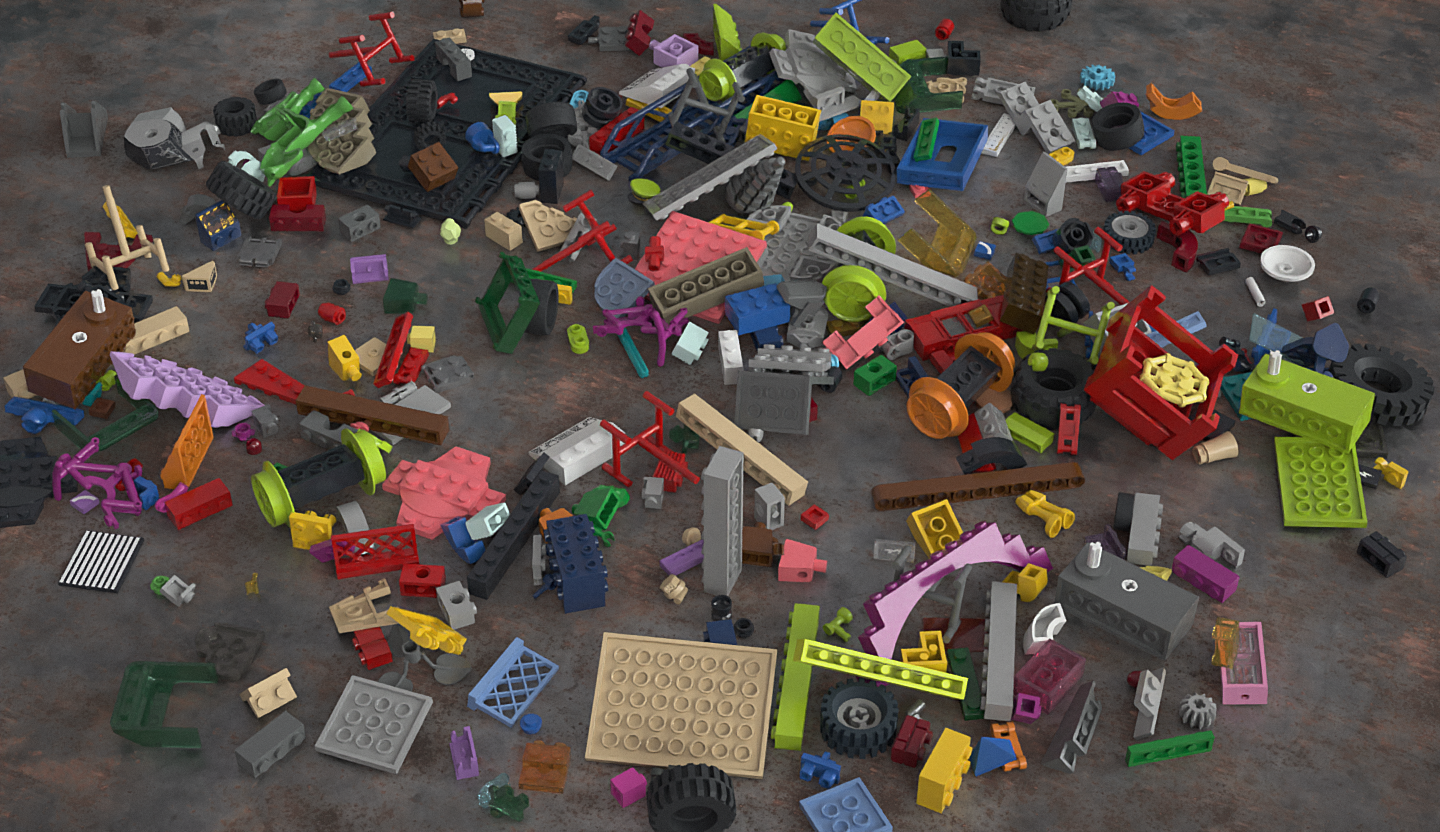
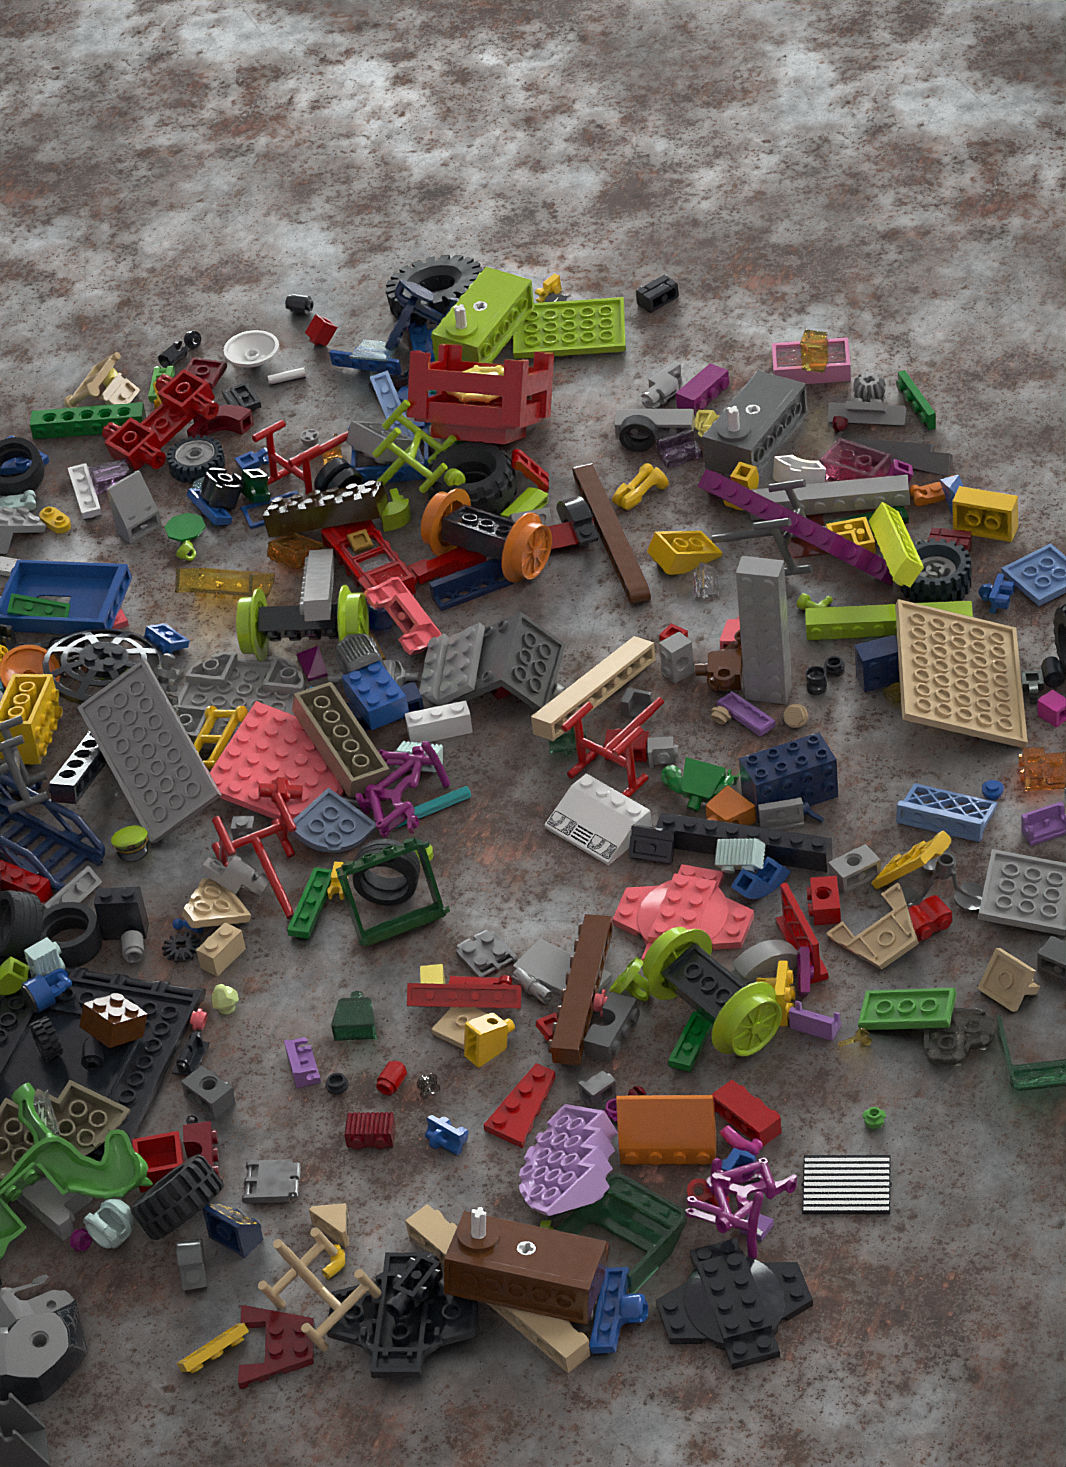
camera: 90 degrees left, 0 degrees up
(178, 591) = (886, 1091): light grey bracket -> none
(266, 617) = (907, 1008): none -> bright green tile
(282, 557) = (814, 1023): none -> medium lavender hinge
(435, 220) = (198, 1019): none -> coral plate
(875, 375) = (452, 614): green brick -> none
(985, 250) = (228, 560): blue tile -> none

